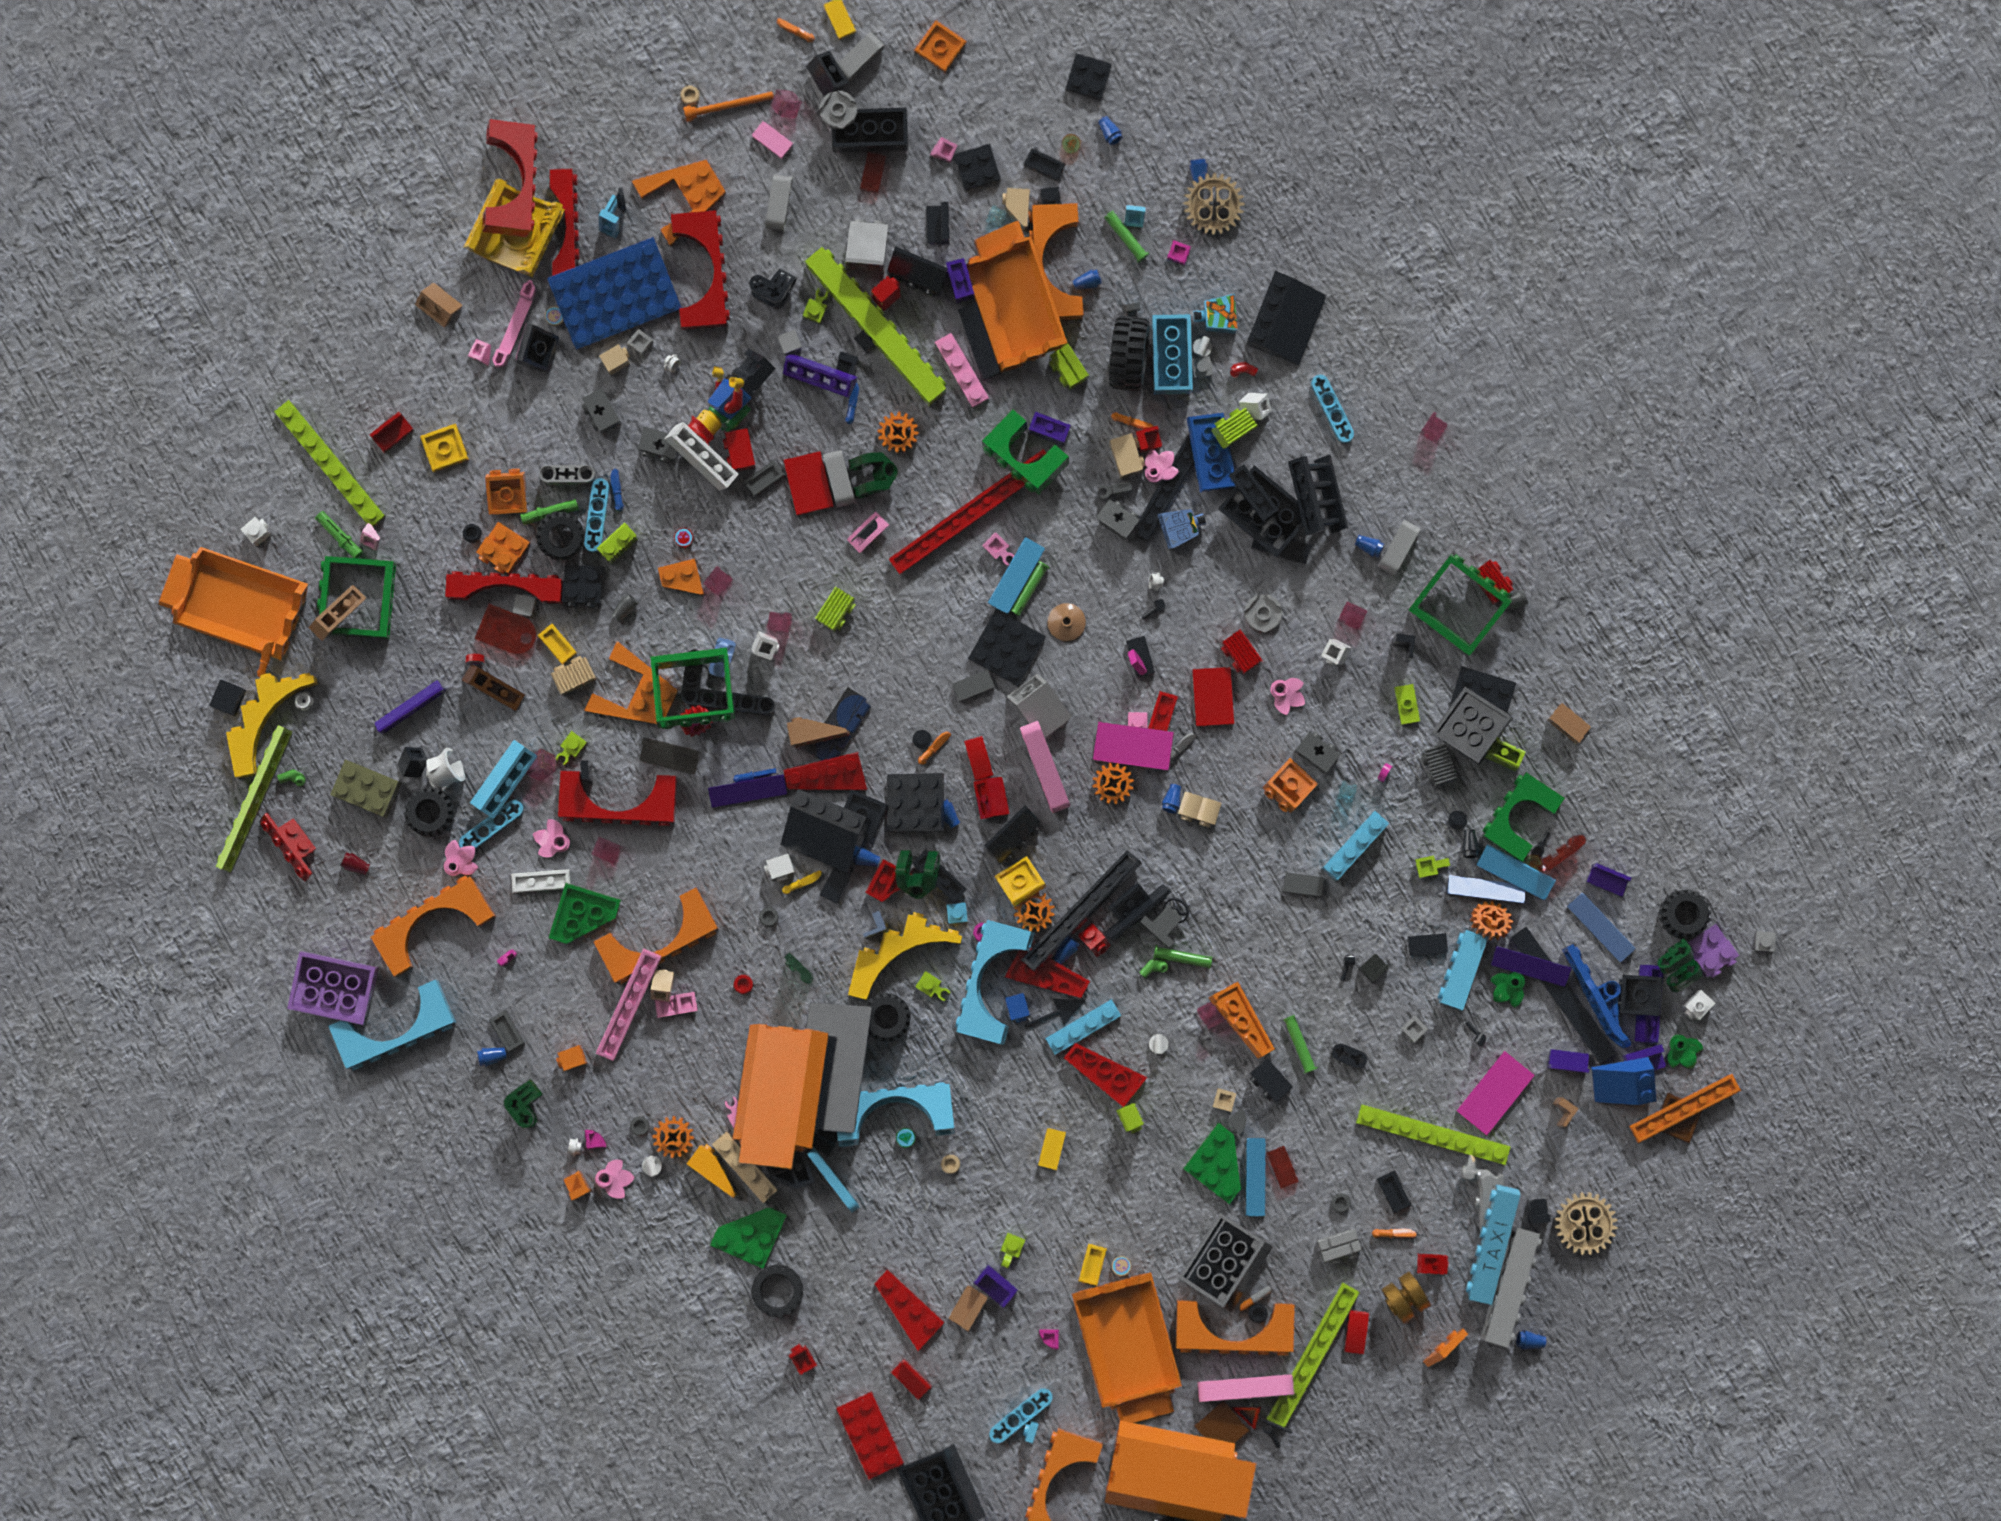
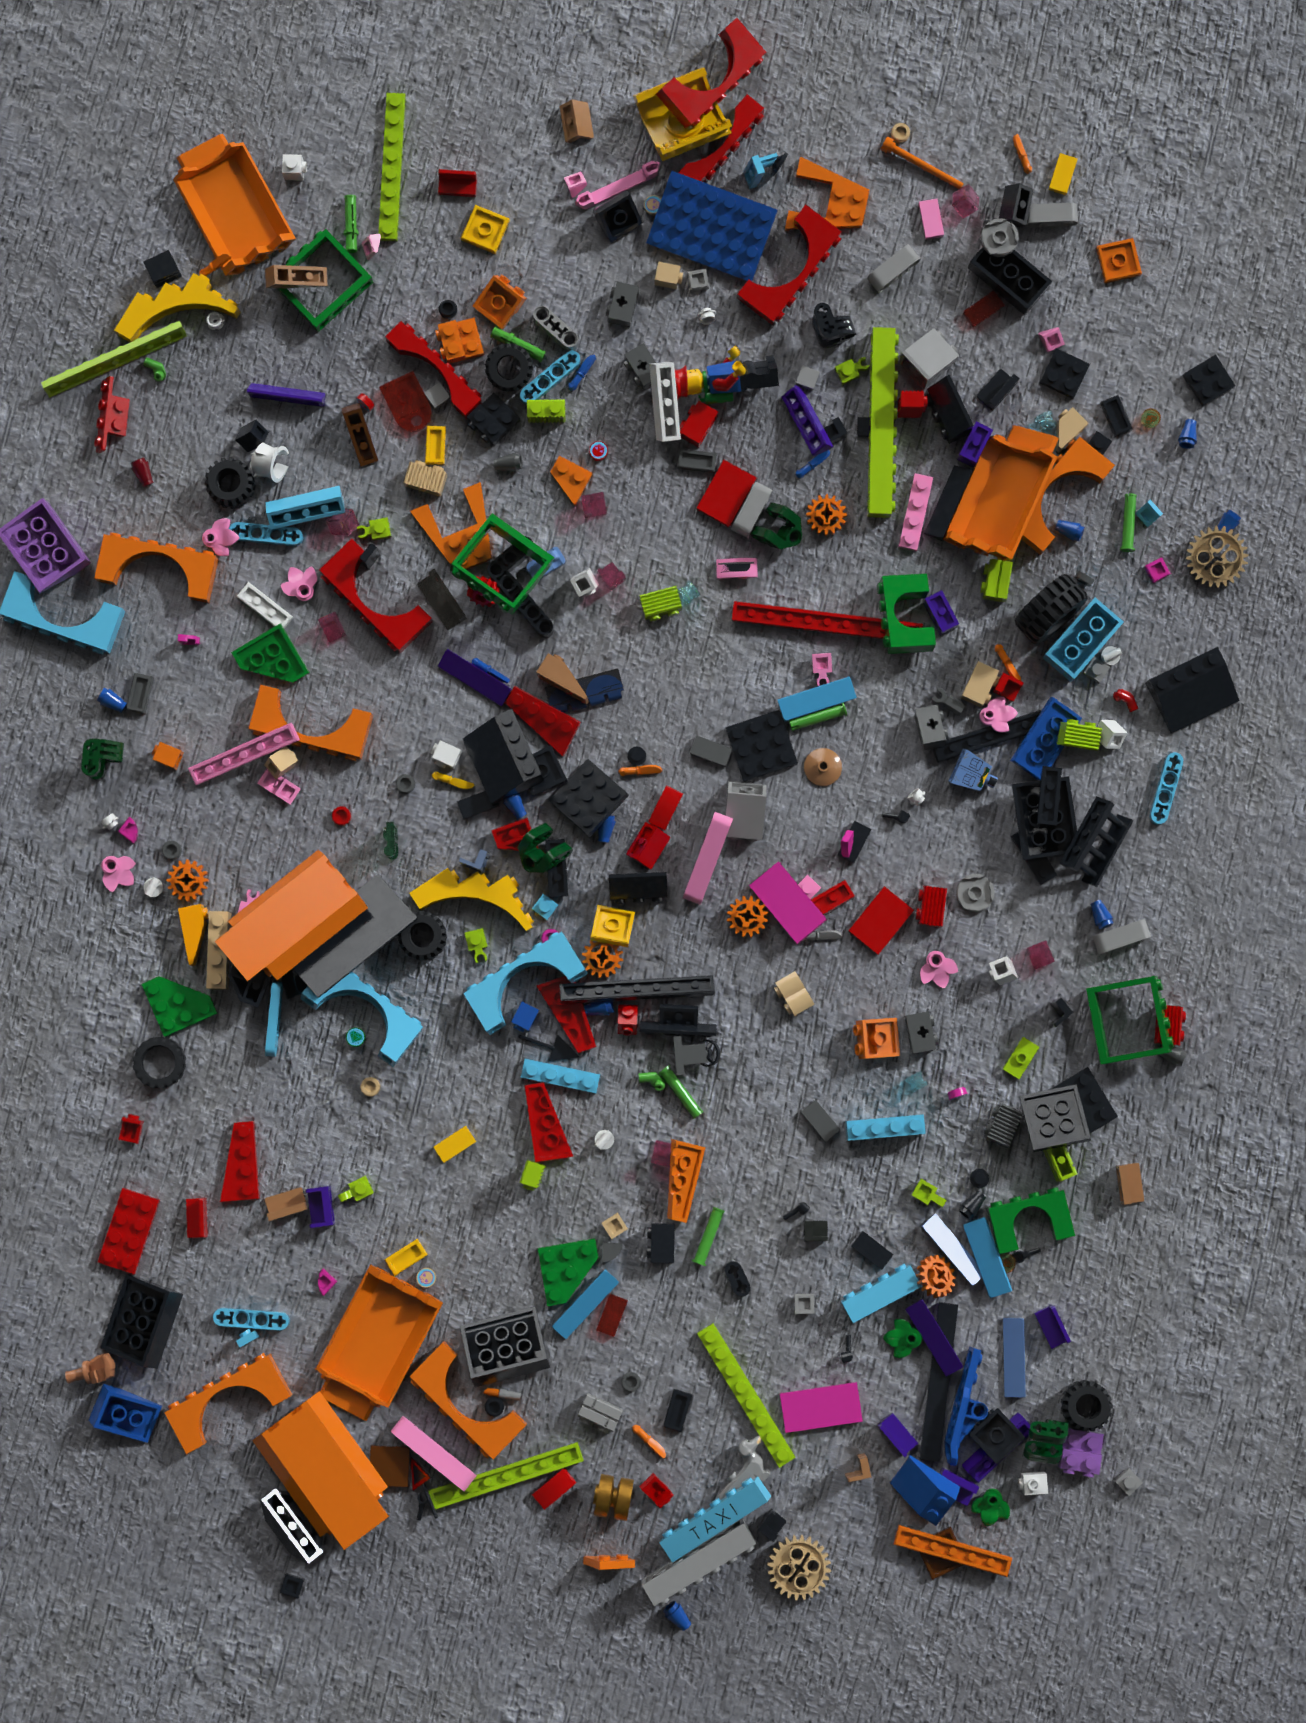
camera: 45 degrees right, 0 degrees up
(365, 788) = (200, 424): olive brick -> none
(577, 1185) = (86, 851): orange panel -> none
(848, 582) = (688, 592): none -> clear light blue wheel
(1171, 801) = (780, 968): blue cone -> none
(1218, 314) = (1145, 642): torso -> none
(1433, 428) = (1229, 871): clear pink panel -> none
(1562, 853) = (1037, 1275): clear red hinge -> none

